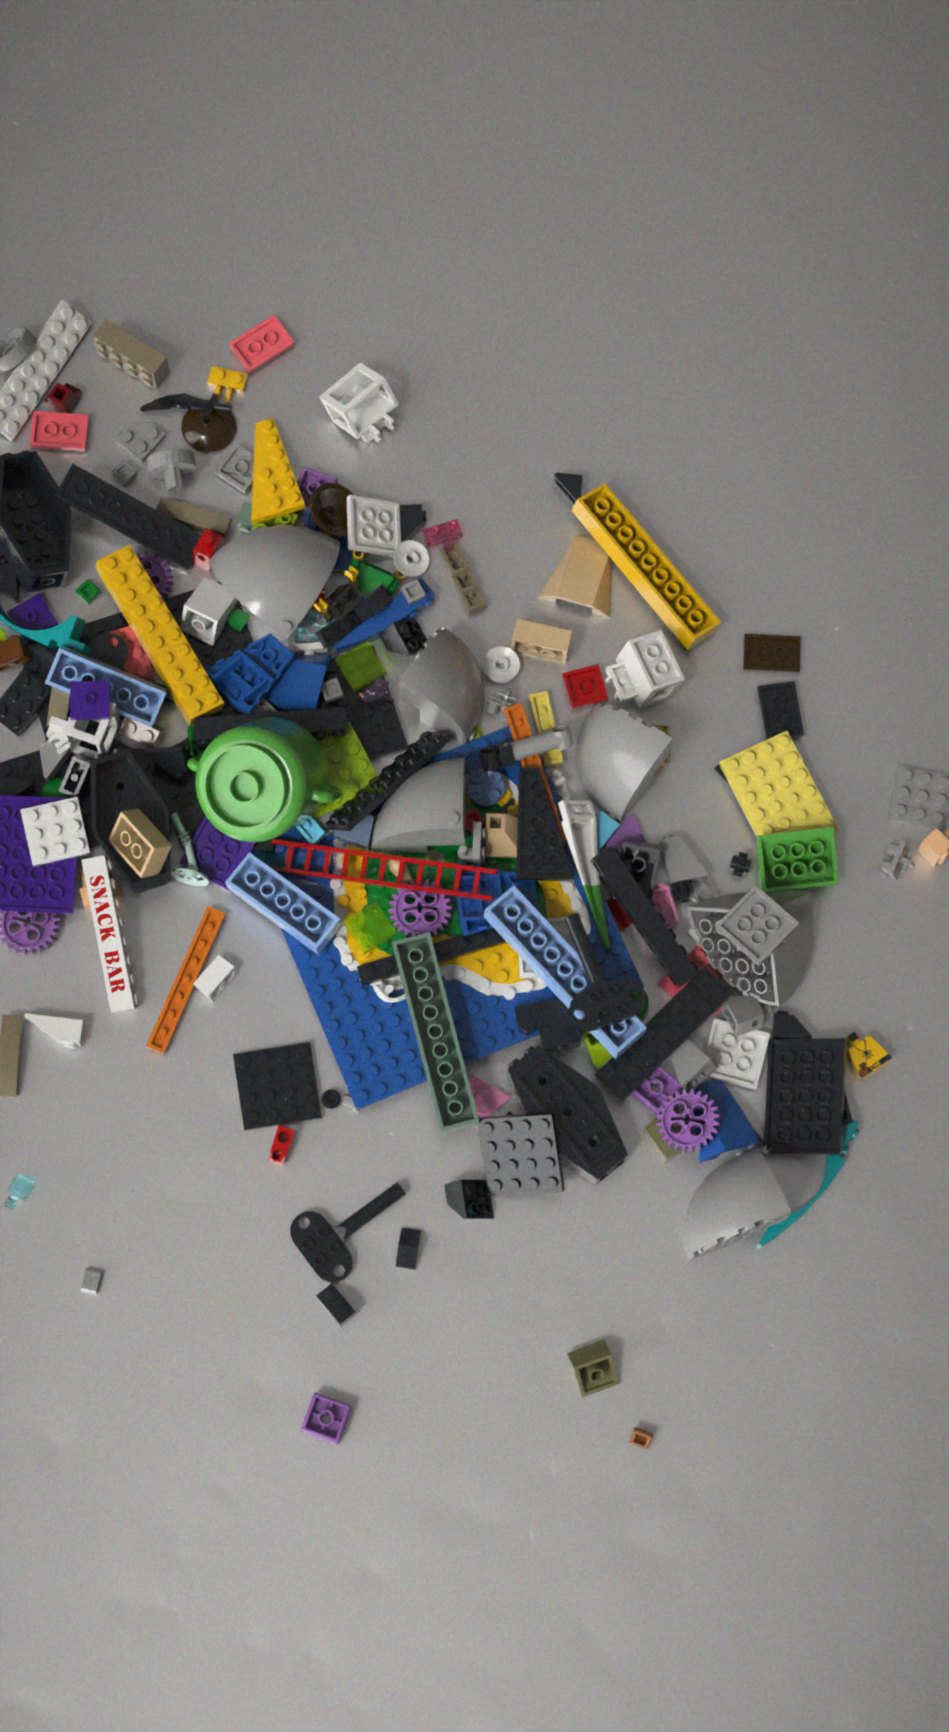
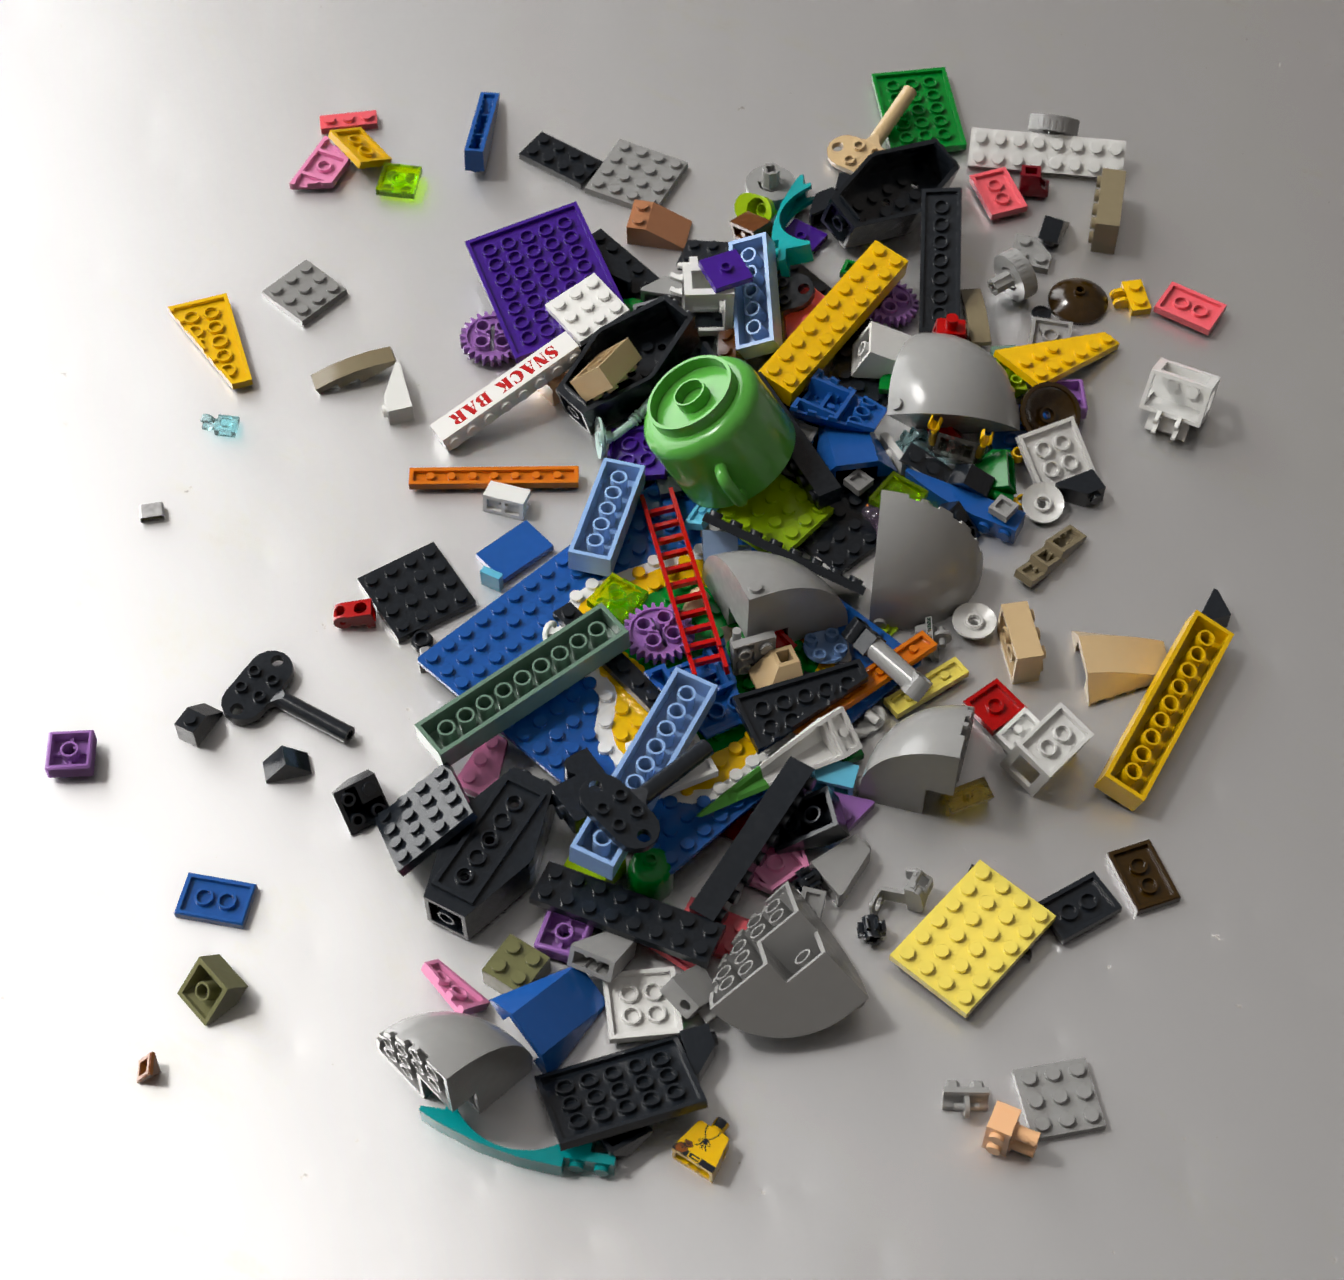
camera: 70 degrees right, 20 degrees down
(124, 472) = (987, 252): light grey plate -> none
(125, 407) = (1052, 230): none -> black slope
(187, 401) = (1092, 277): black sword -> none
(209, 462) = (1041, 311): none -> black piece
(270, 991) = (515, 551): none -> blue tile
(294, 1020) = (491, 578): none -> medium azure tile
(442, 534) = (1086, 521): clear pink plate -> none
(511, 1342) = (216, 900): none -> blue tile
(670, 1185) = (454, 989): none -> bright pink wing
(684, 1137) = (513, 970): medium lavender gear -> none
(727, 821) = (914, 894): none -> light grey piece
(757, 925) = (788, 934): light grey plate -> none
(796, 859) = (903, 977): bright green slope -> none

